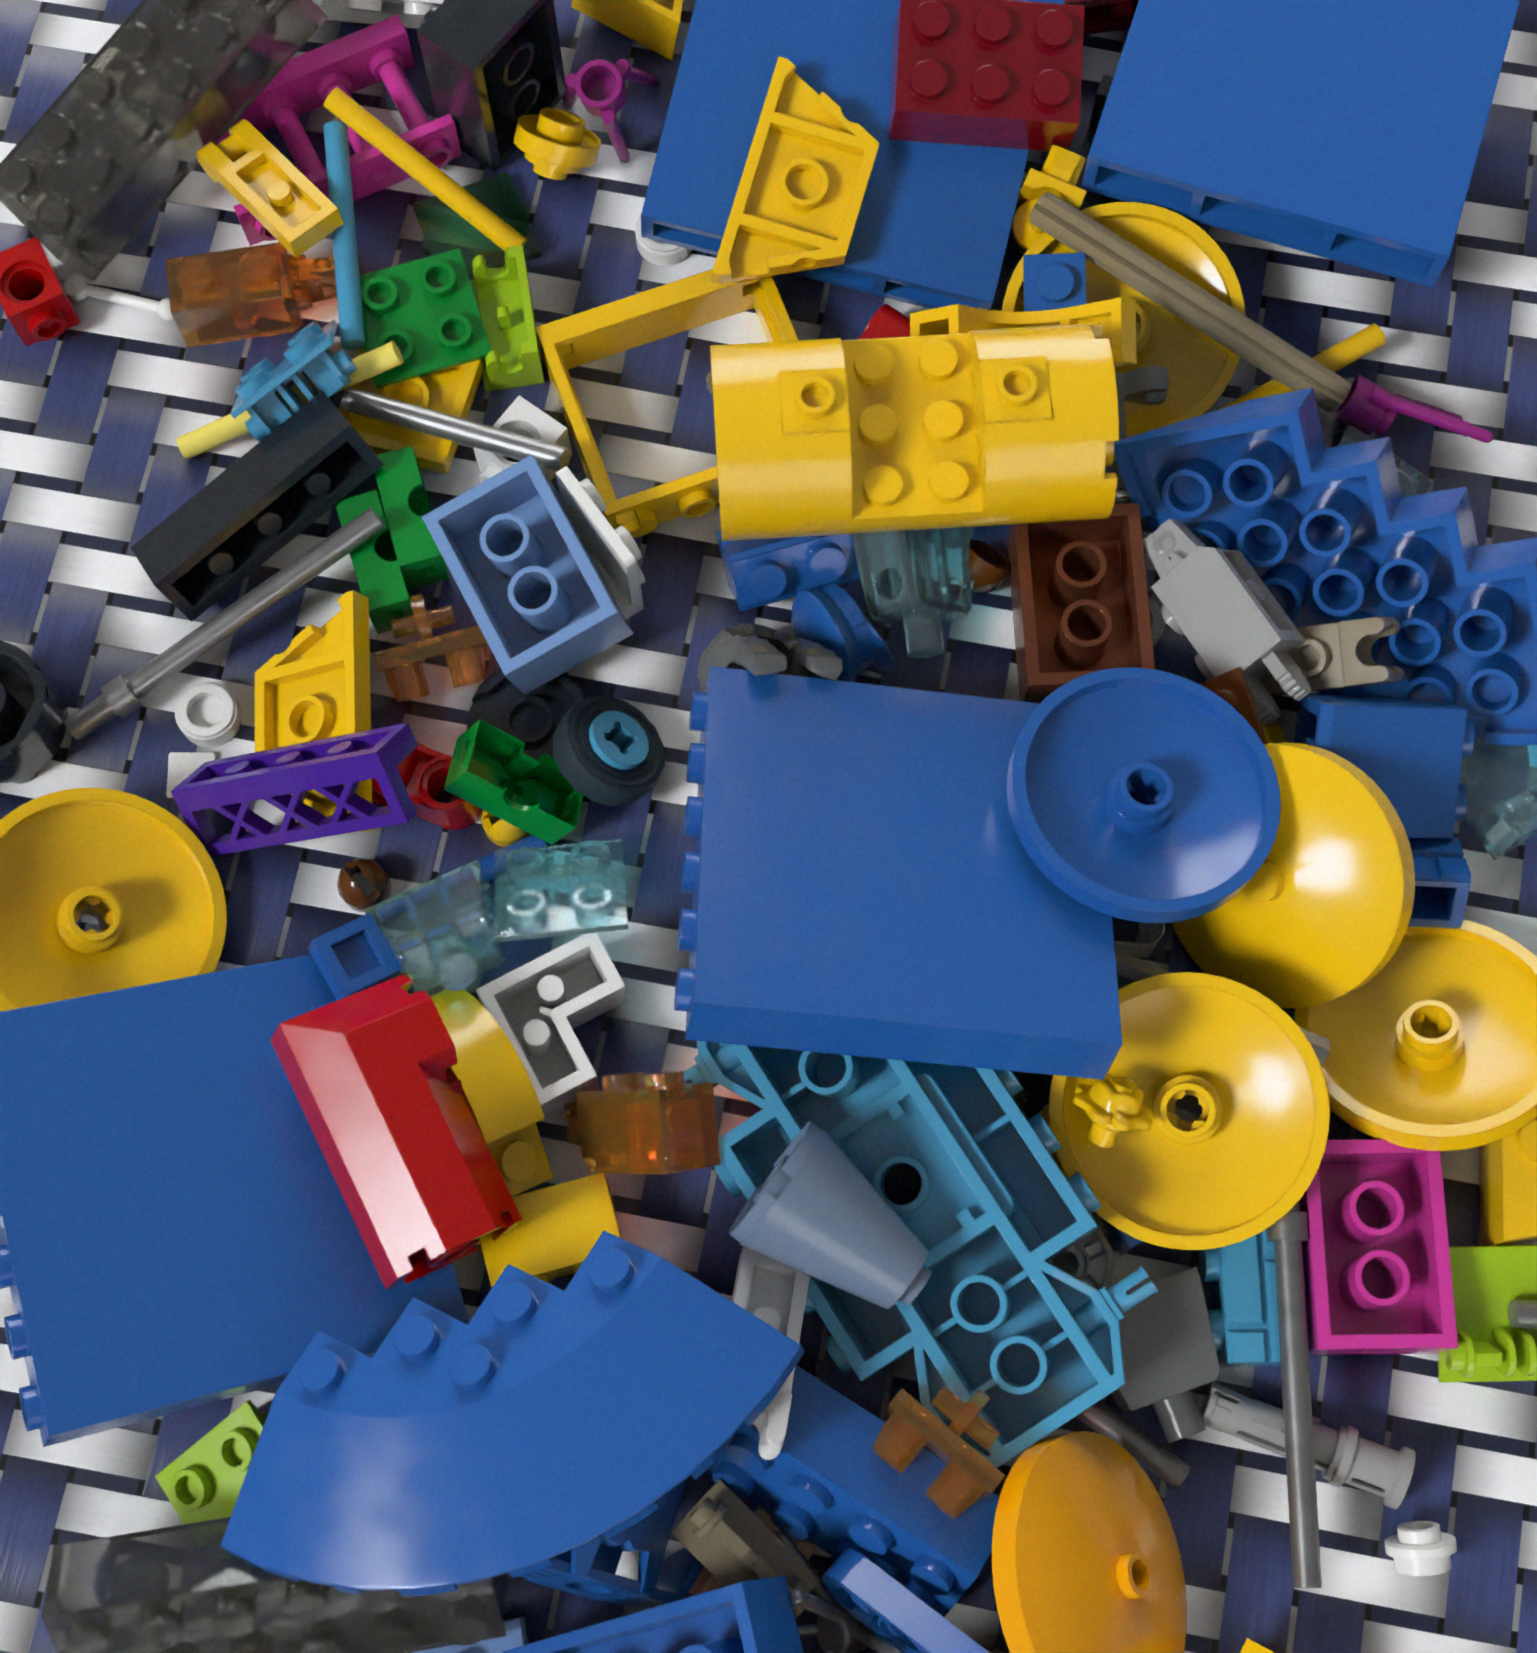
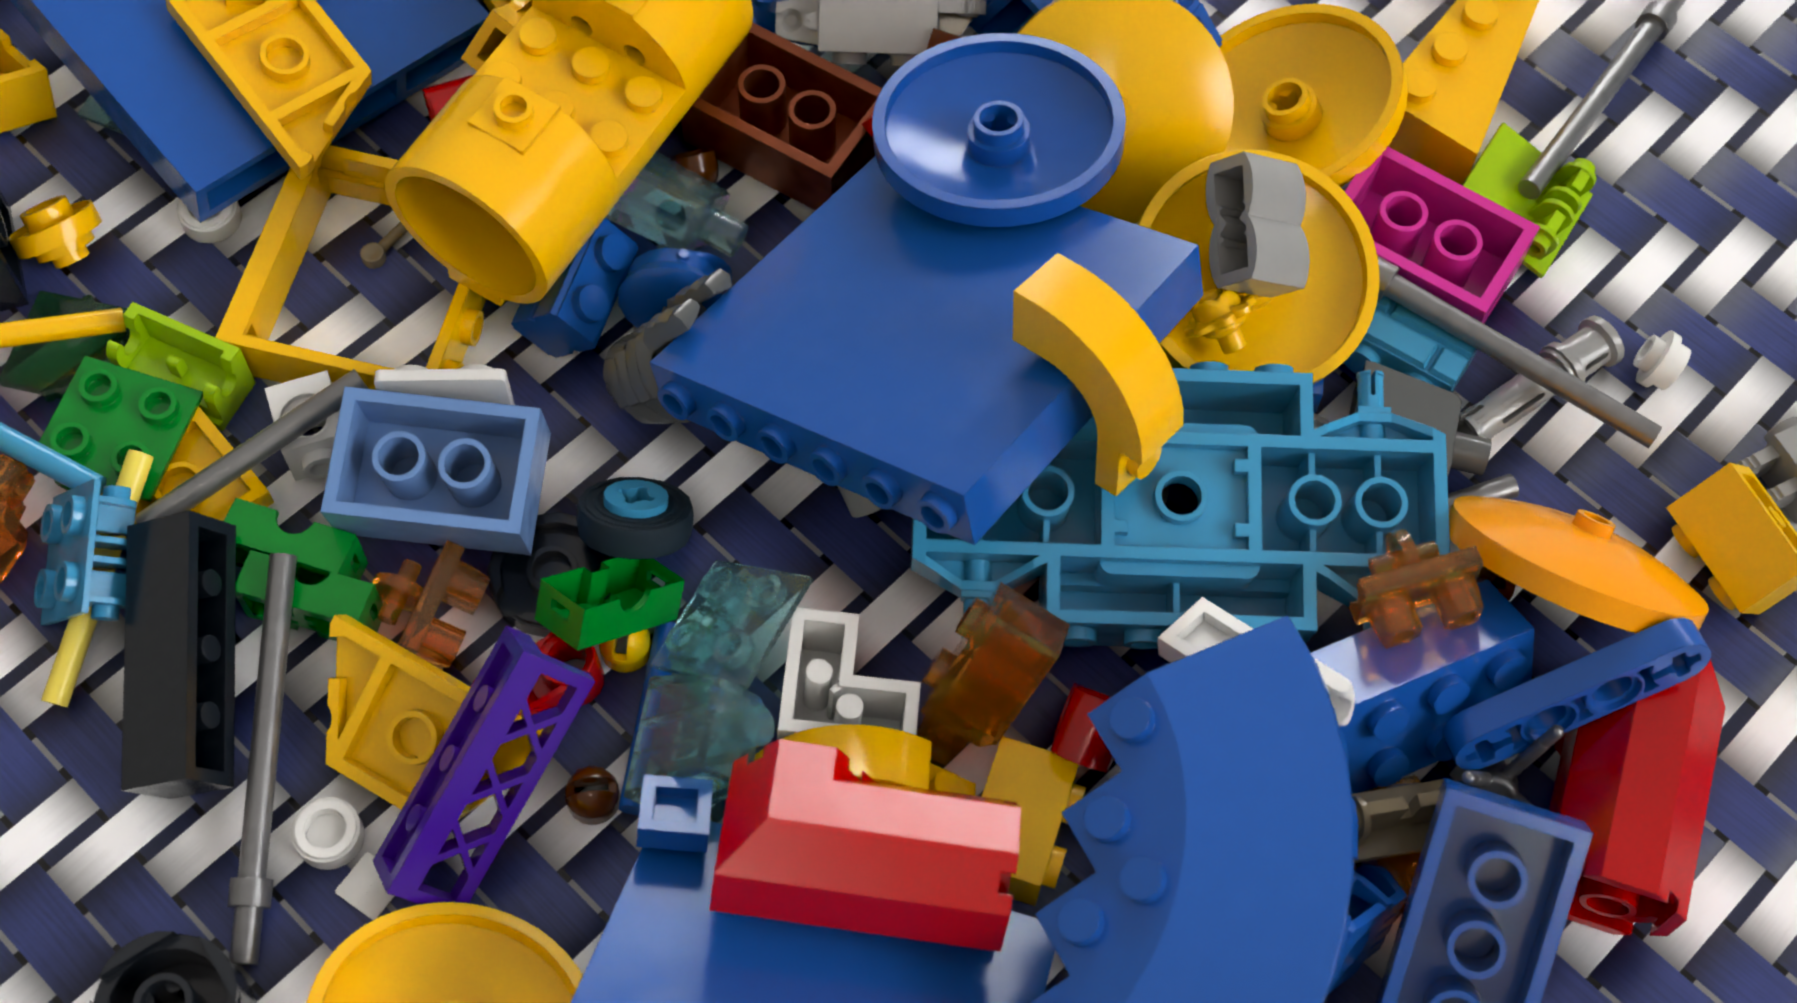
camera: 60 degrees left, 10 degrees down
(604, 93) = (57, 155): magenta plant -> none
(672, 1233) = (1075, 733): none -> red piece
(832, 1224) = (1182, 553): sand blue cone -> none
(916, 1032) = (1111, 360): none -> yellow arch
(1208, 1084) = (1257, 225): none -> light grey brick

